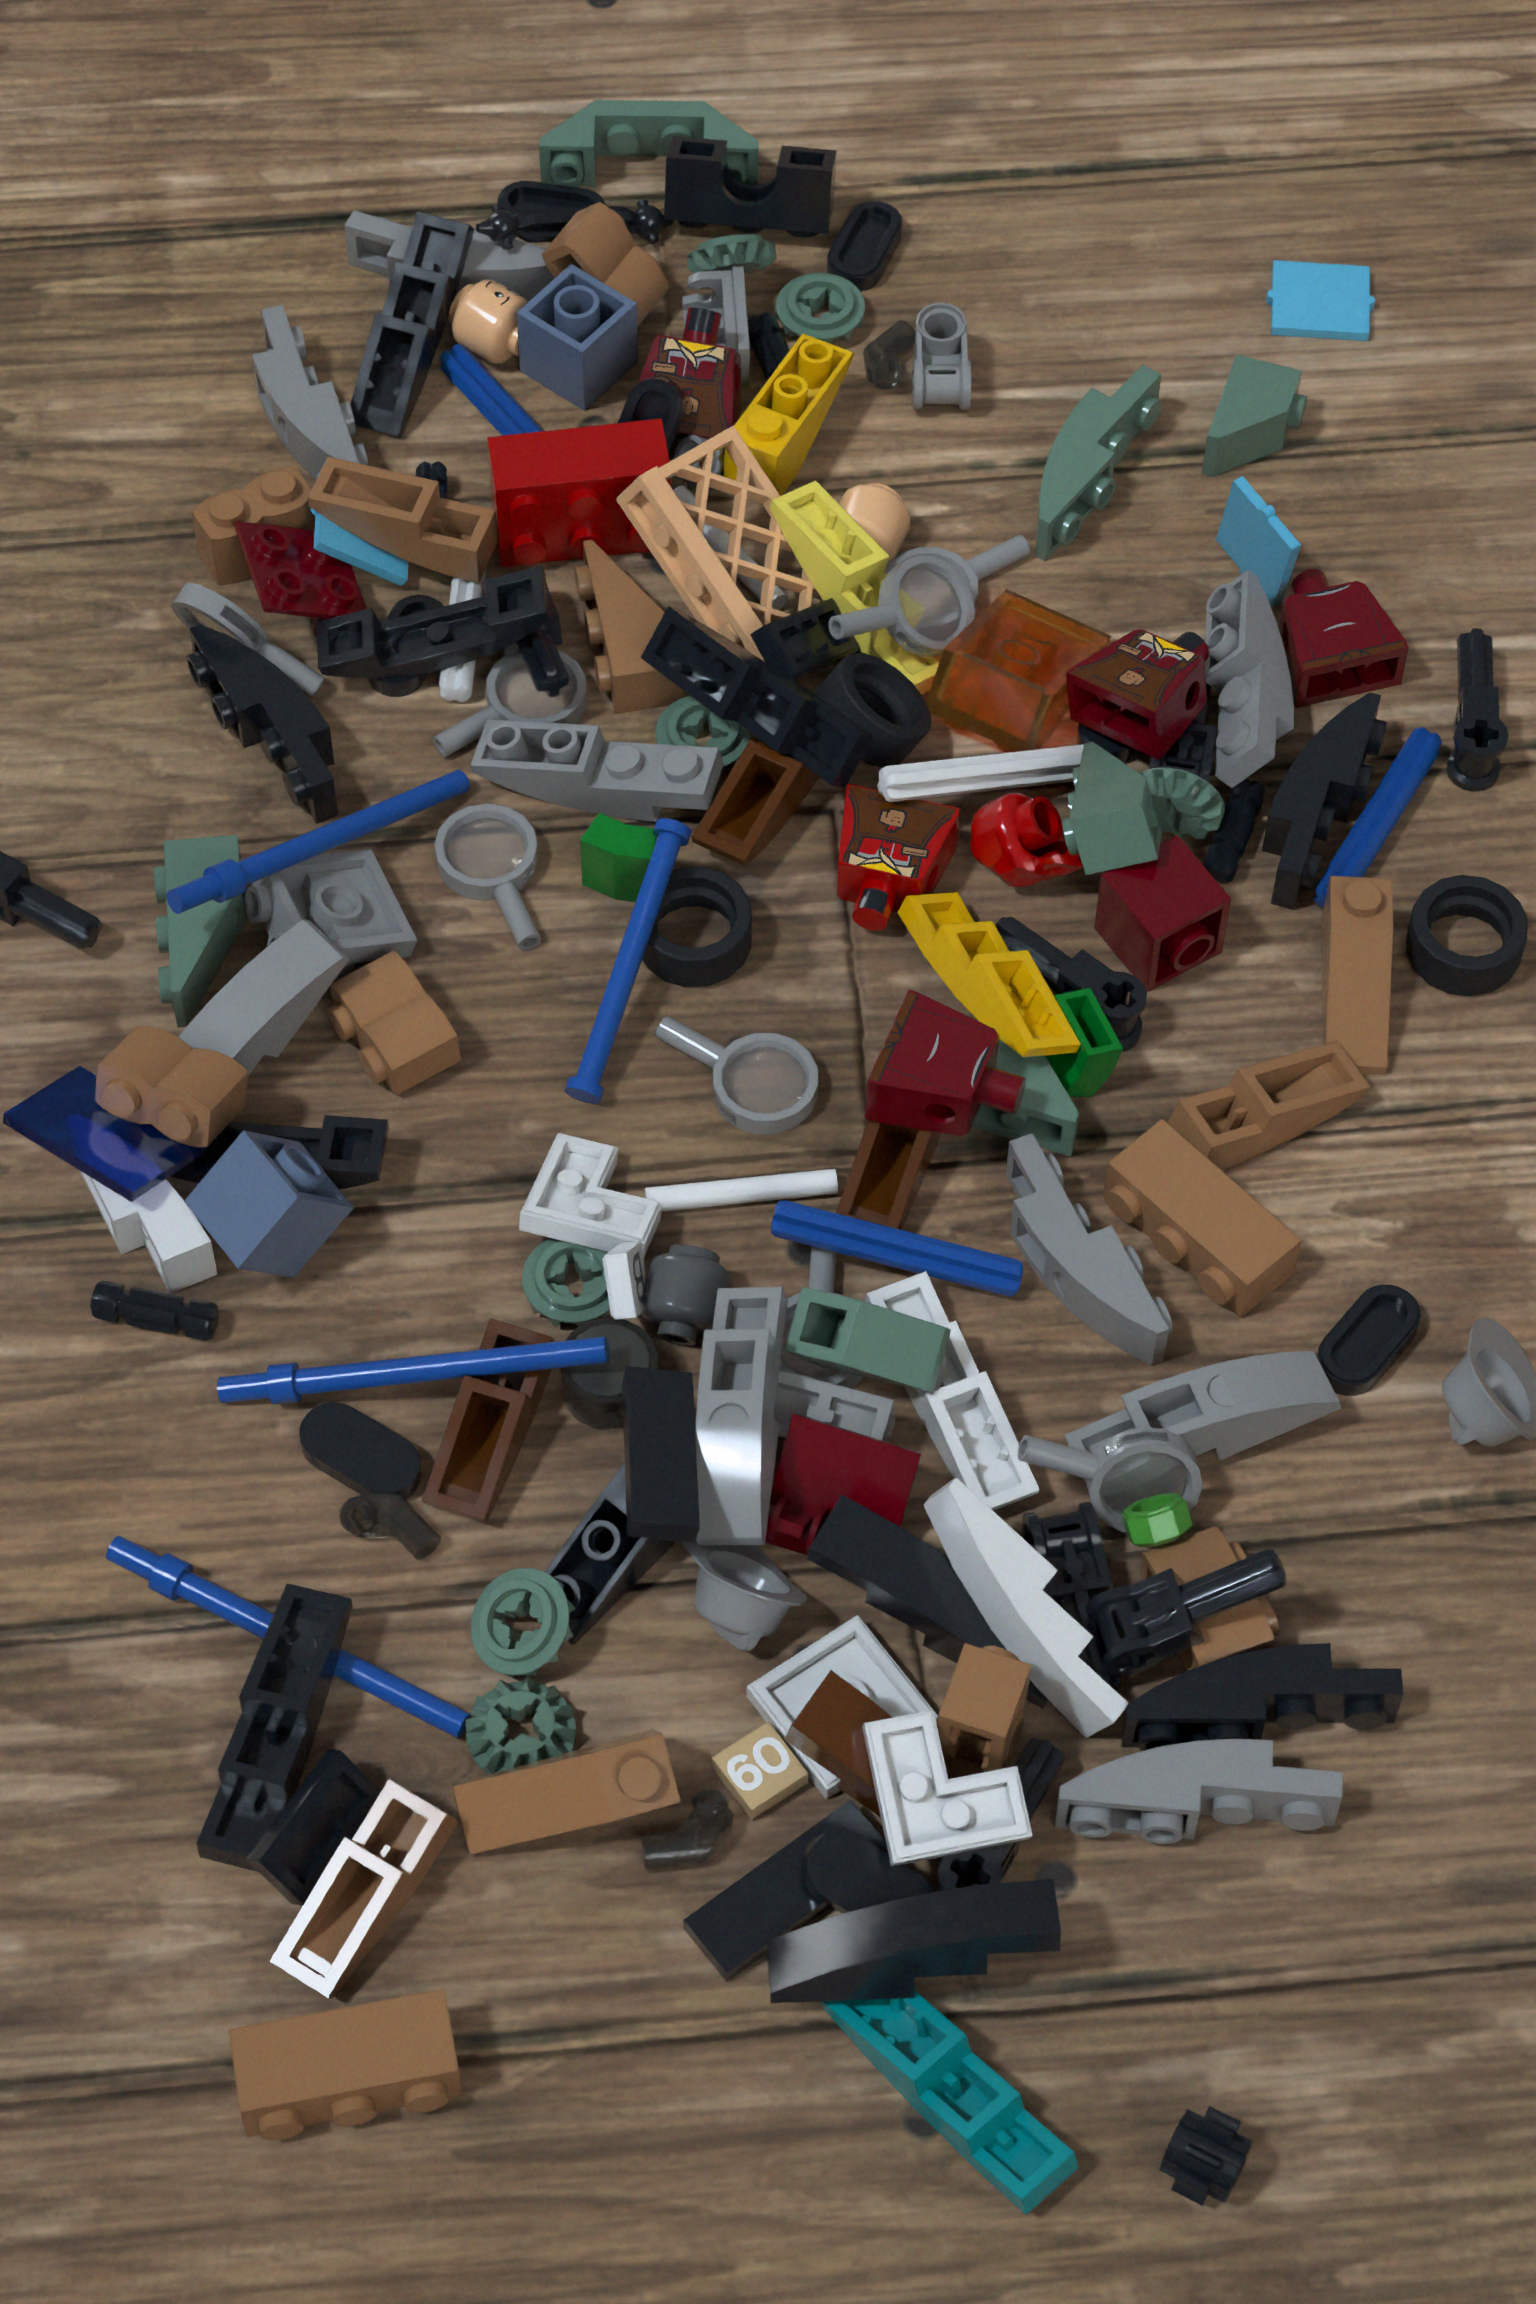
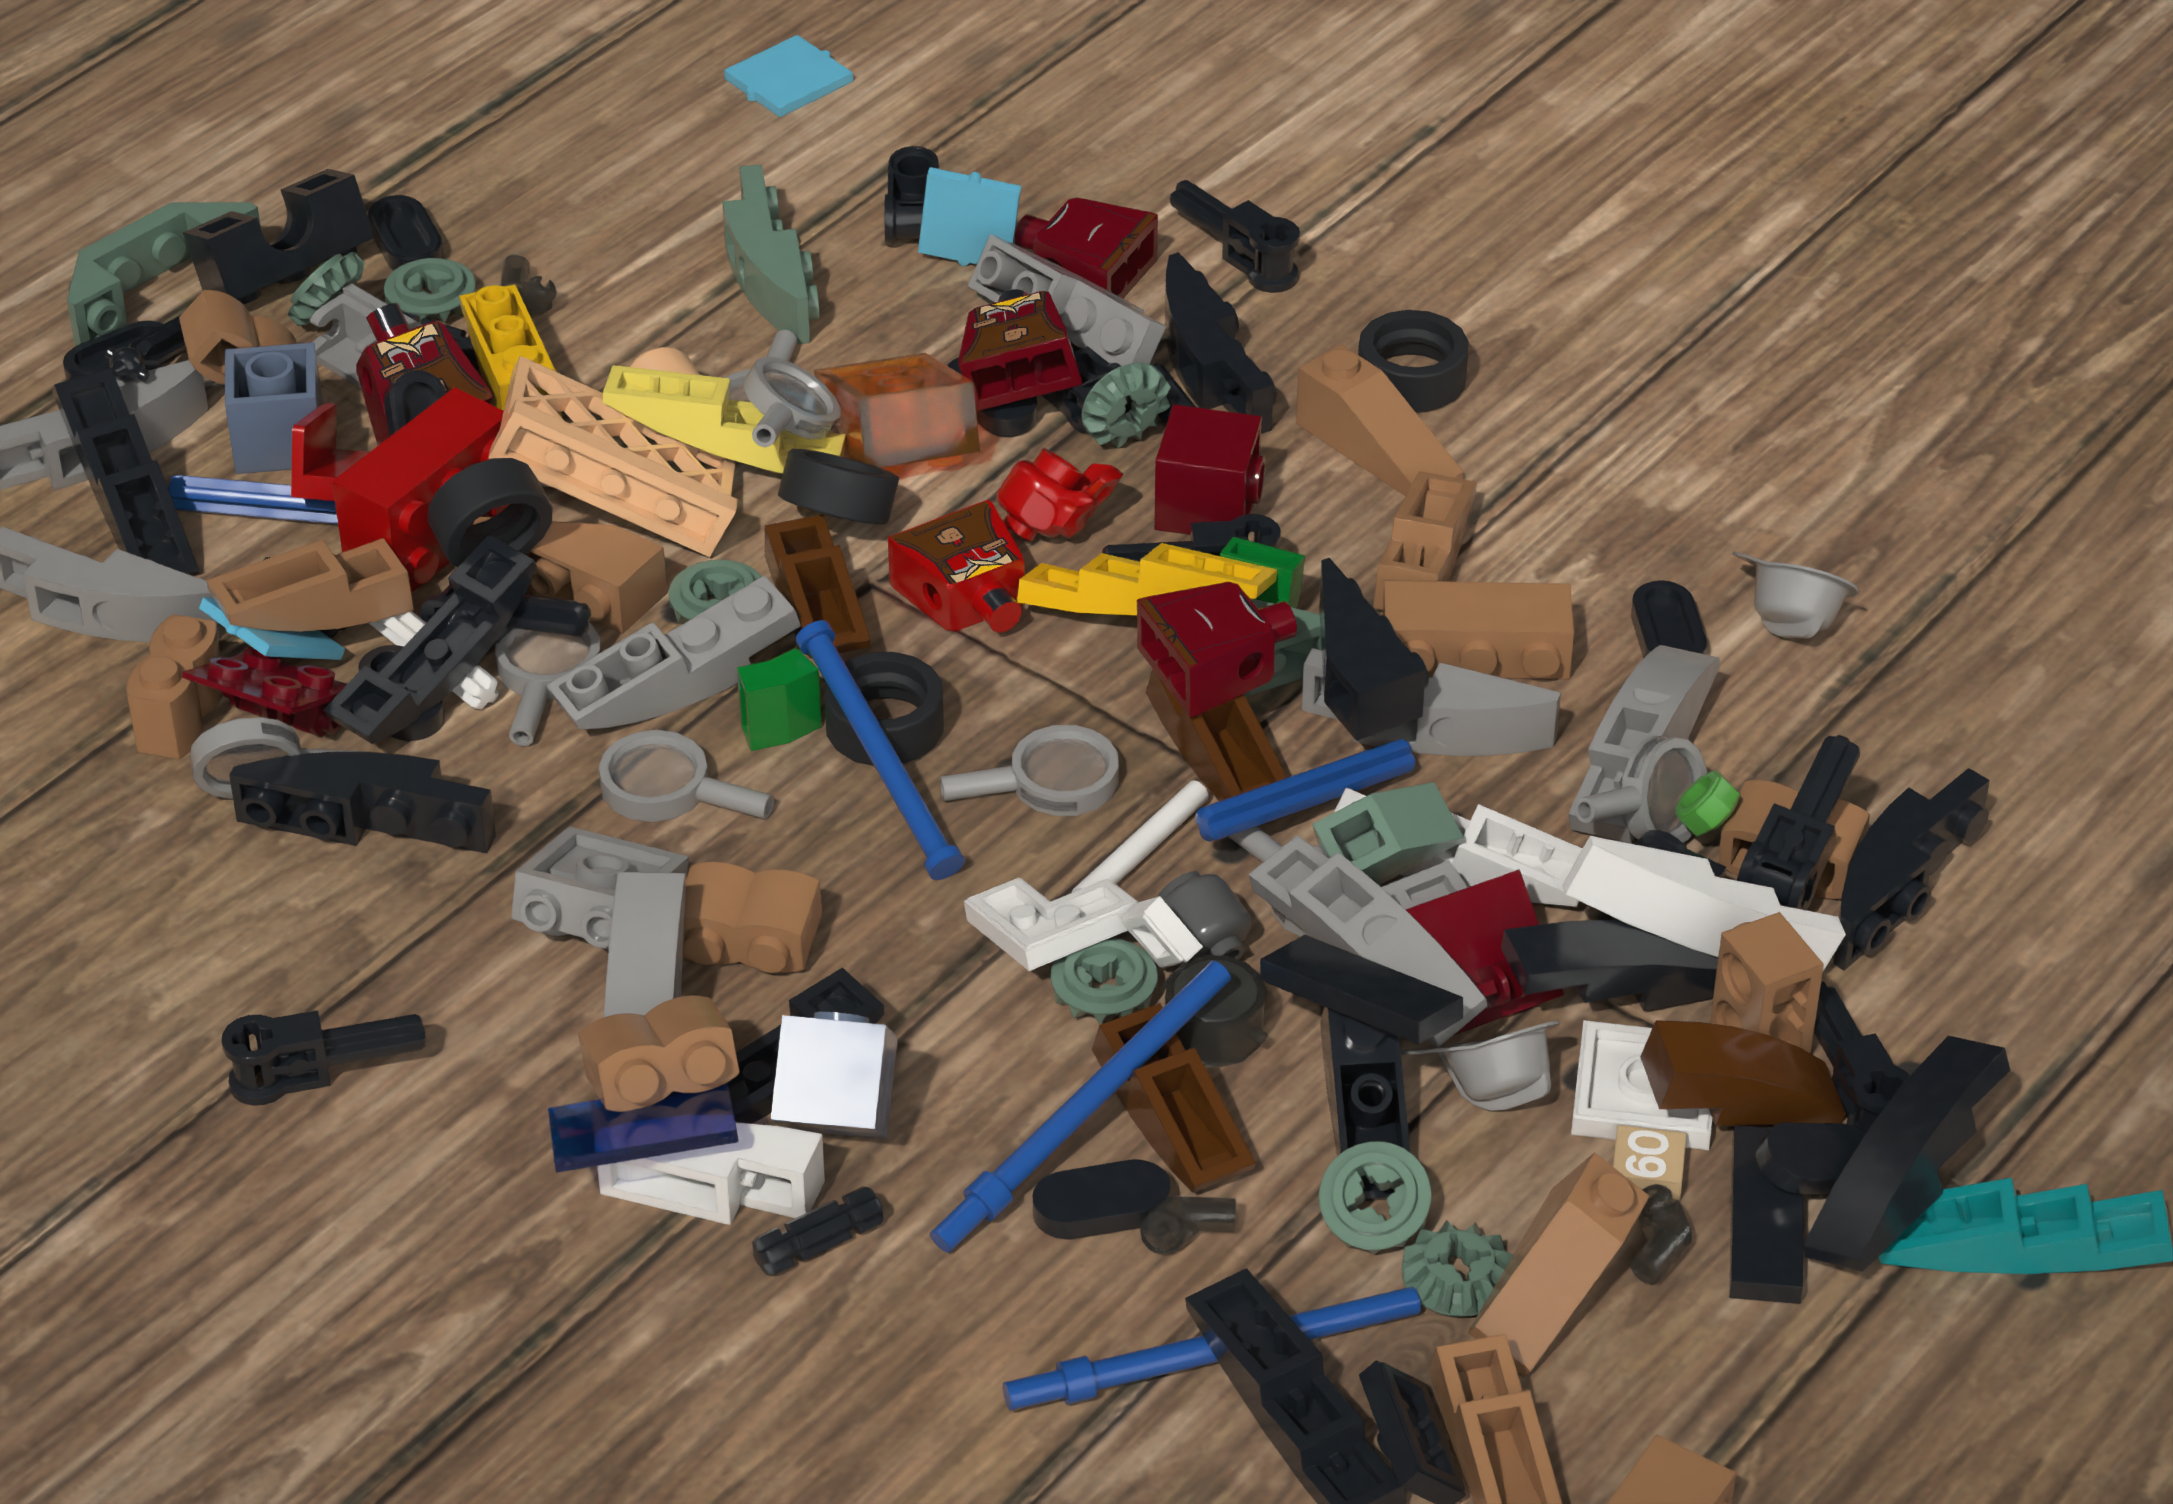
camera: 45 degrees left, 15 degrees down
(200, 936) = (486, 952): sand green slope -> none
(230, 878) = (523, 883): blue bar -> none
(486, 320) = (187, 440): light nougat head -> none
(553, 398) = (315, 455): none -> red panel
(570, 545) = (481, 490): none -> black tyre
(756, 696) = (754, 520): black slope -> none
(803, 641) = (733, 474): black plate -> none
(925, 1810) = (1810, 1063): white tile -> none
(941, 358) = (575, 260): light grey piece -> none
(979, 773) = (971, 471): white axle -> none
(1024, 1173) = (1366, 668): none -> black slope
(1110, 814) = (1106, 421): sand green slope -> none
(1168, 1787) = (1933, 934): light grey slope -> none
(1253, 414) = (843, 158): sand green slope -> none
(1271, 469) = (906, 192): none -> black piece
(1382, 809) = (1258, 334): blue axle -> none

